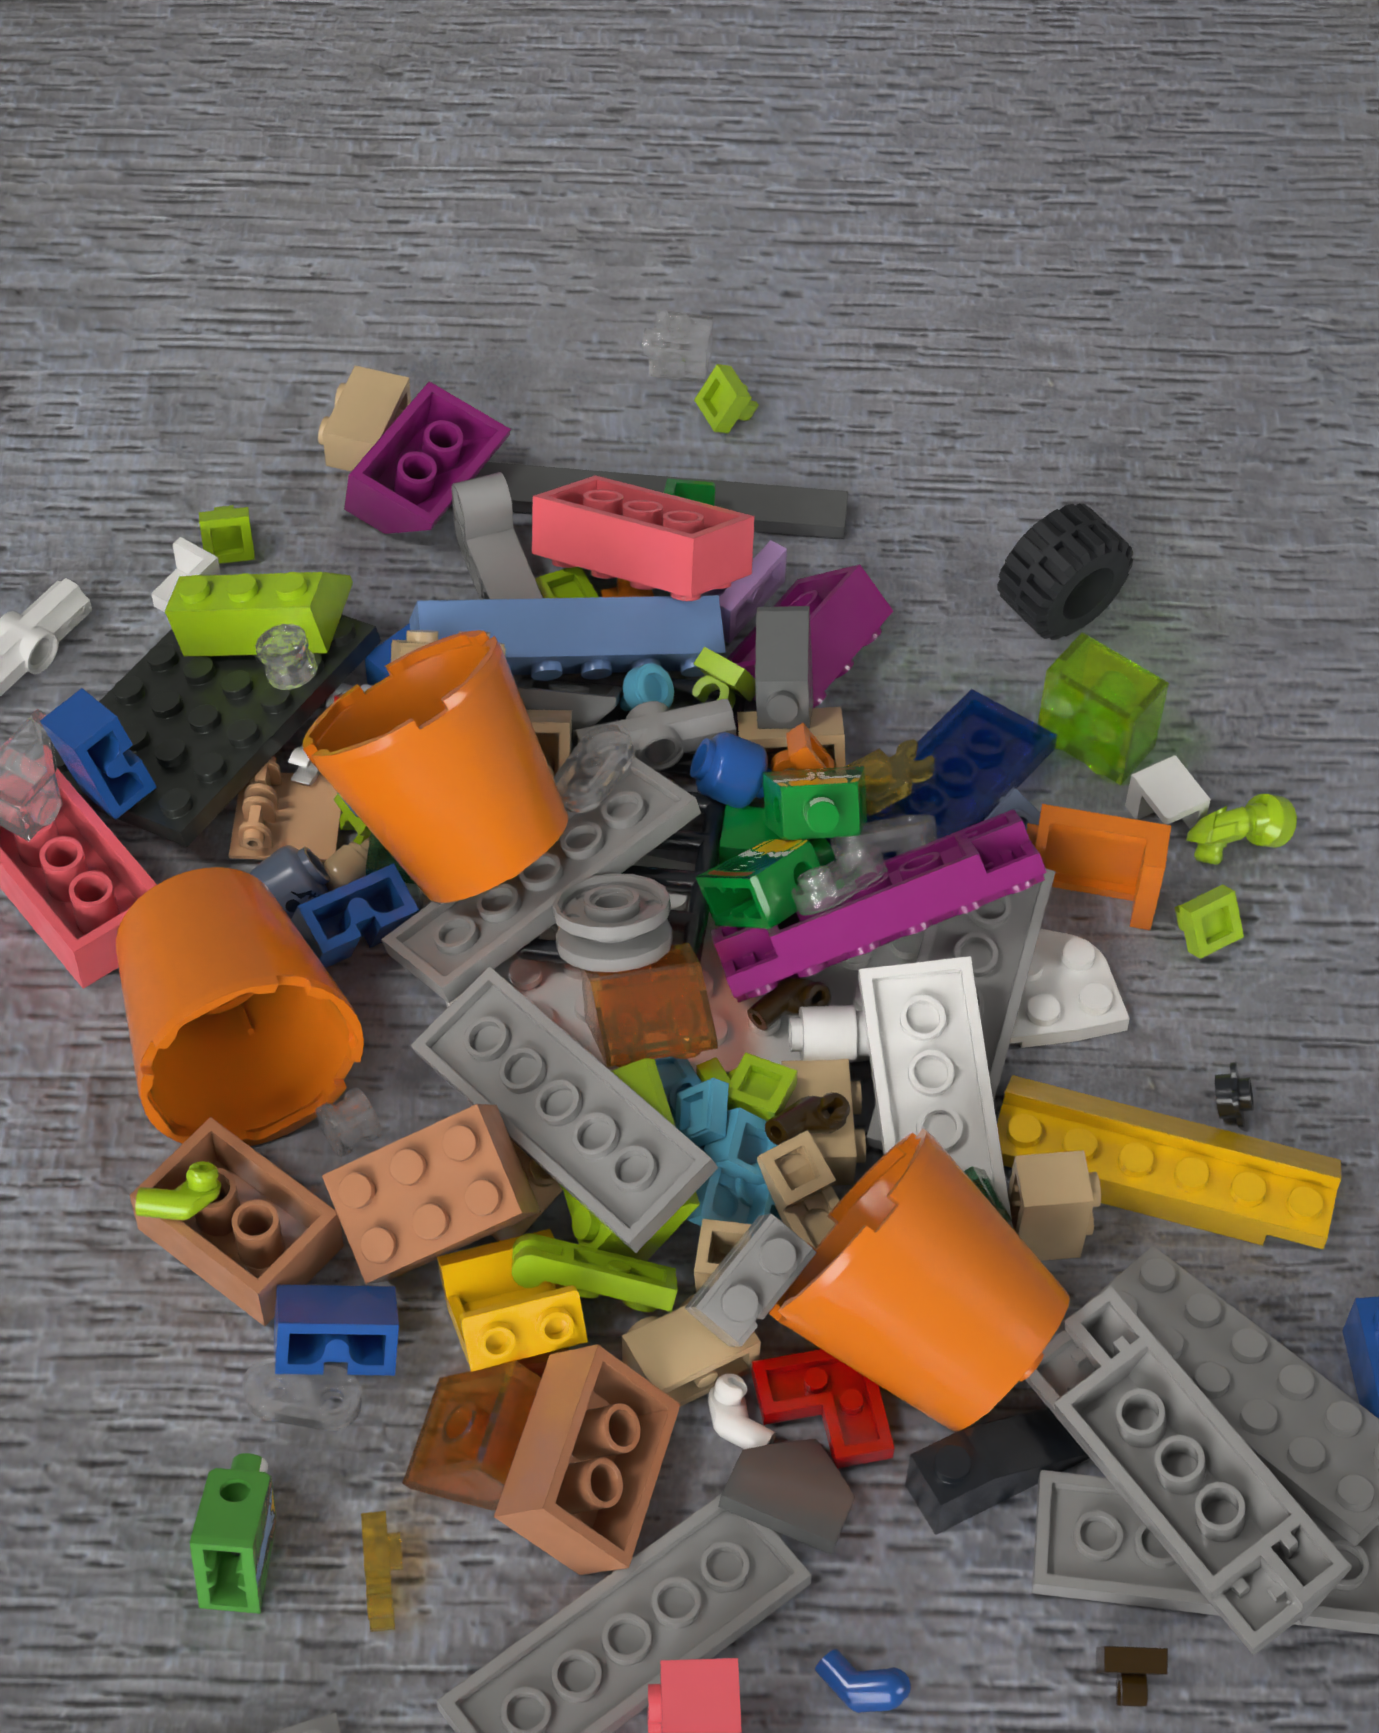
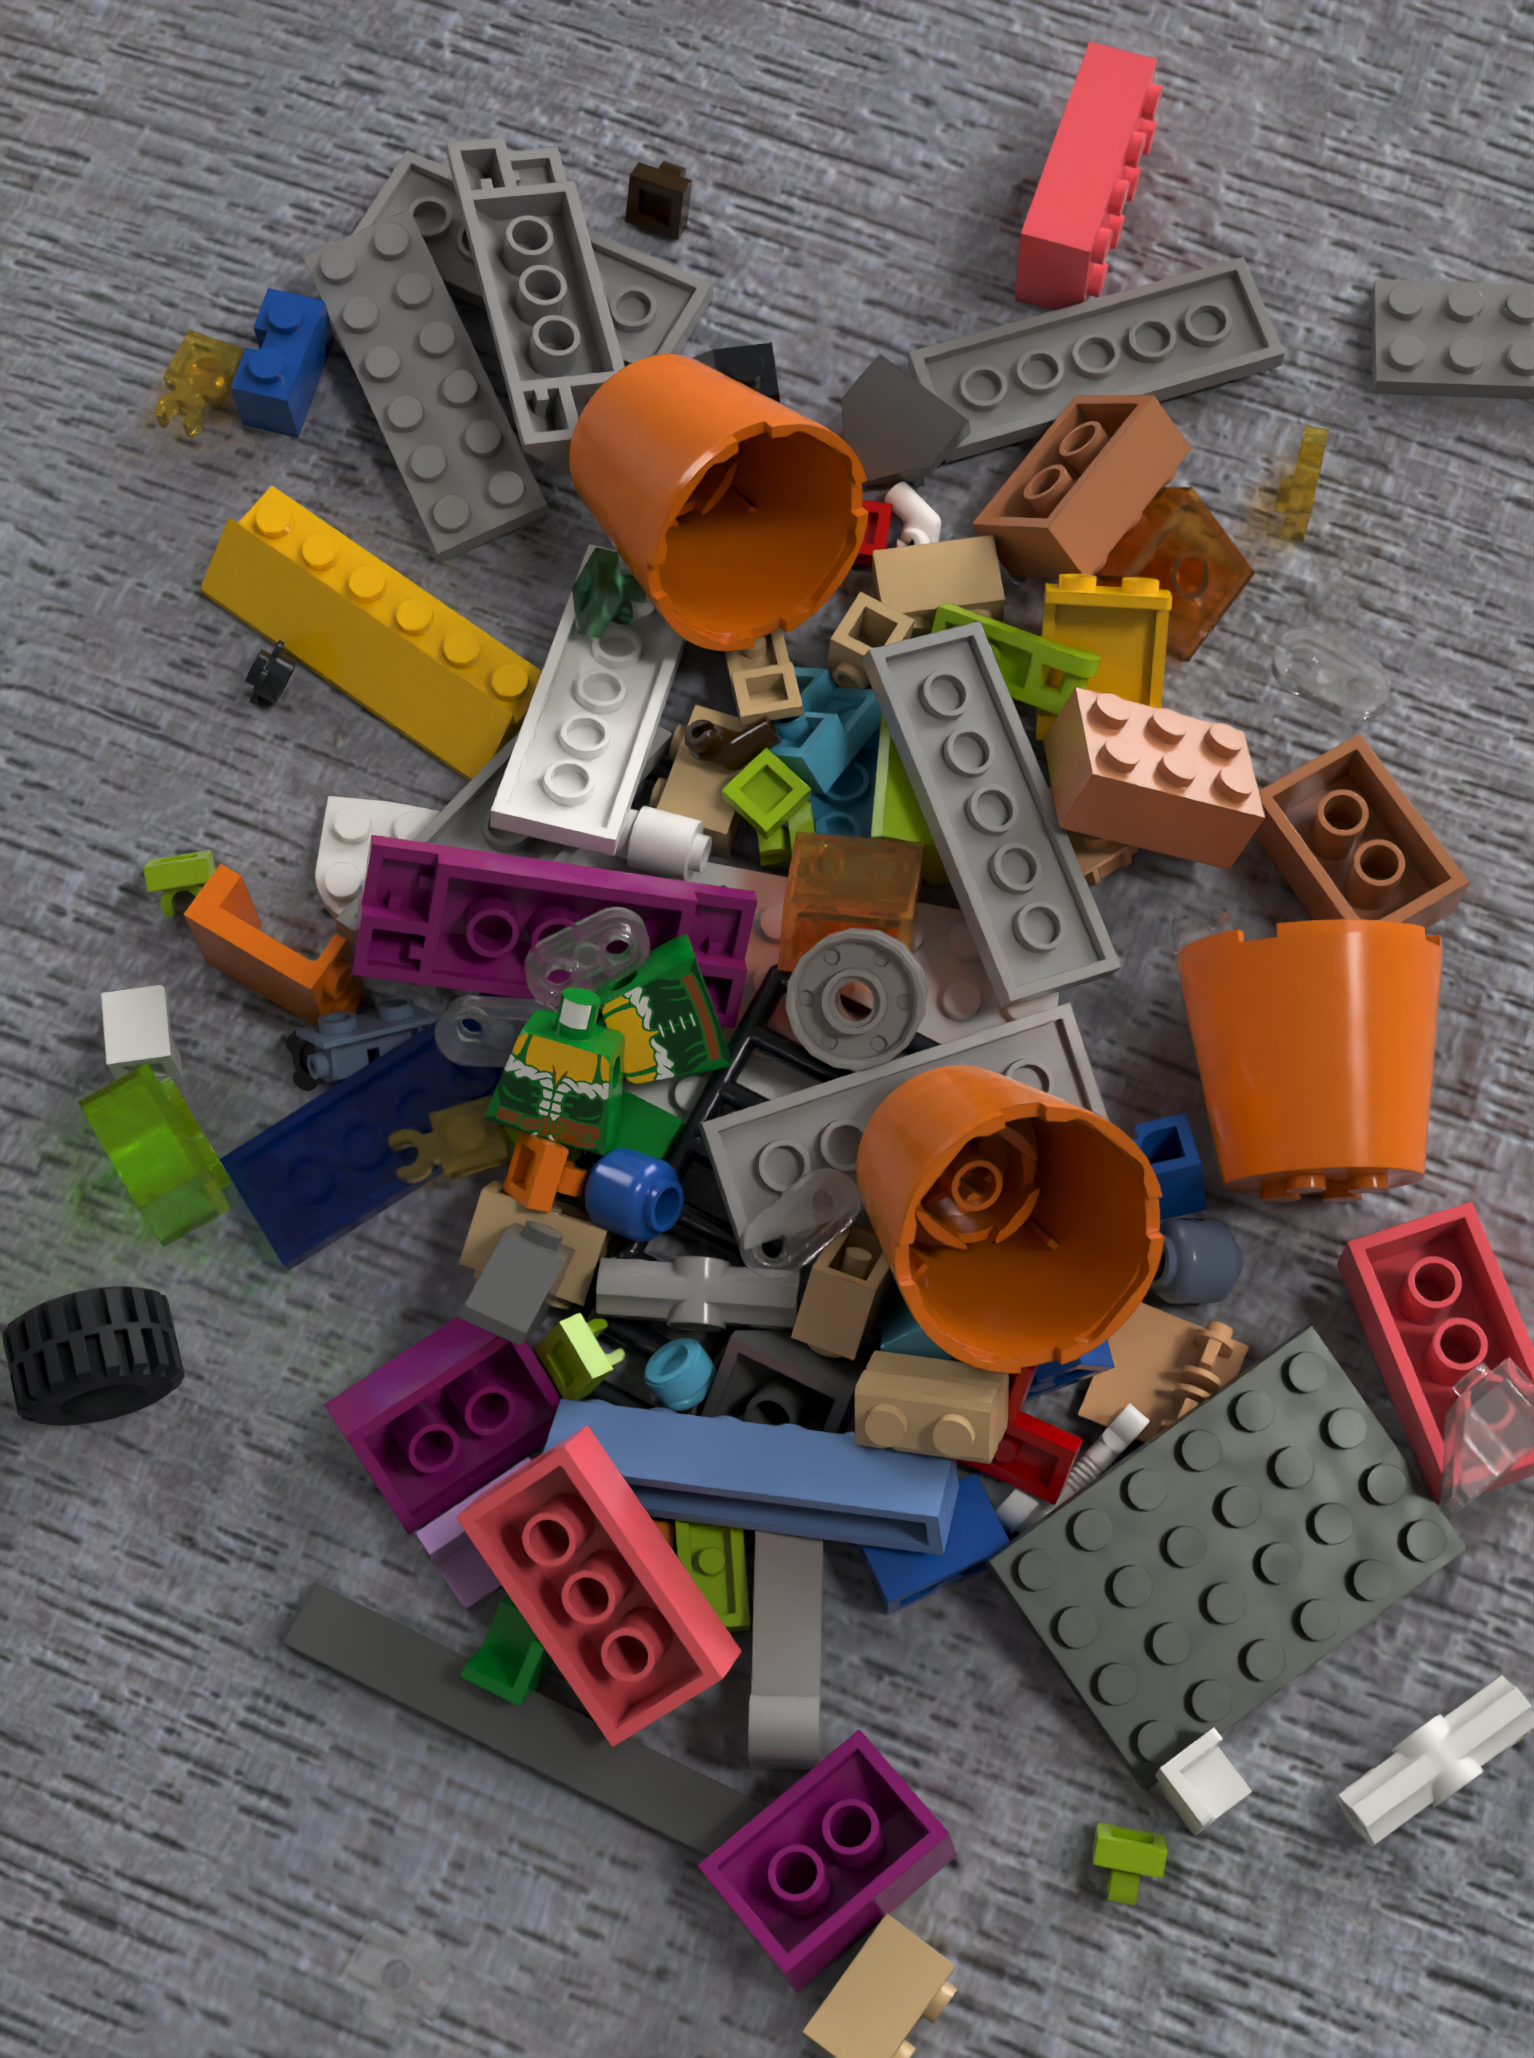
camera: 155 degrees left, 15 degrees up
(98, 753) = (1397, 1429): blue brick -> none
(186, 1200) = (1415, 842): lime arm -> none
(232, 611) = (1127, 1642): lime slope -> none
(240, 1518) = (1432, 541): bright green torso -> none
(286, 656) = (1136, 1518): clear wheel -> none
(335, 1326) = (1286, 703): blue brick -> none
(703, 1111) = (839, 785): medium azure tile -> none
(725, 399) = (374, 1863): lime tile -> none
(750, 1280) = (870, 558): light grey brick -> none
(863, 1689) = (903, 262): blue arm -> none
(1053, 1202) = (524, 587): tan brick -> none
(1264, 821) = (48, 971): lime arm -> none

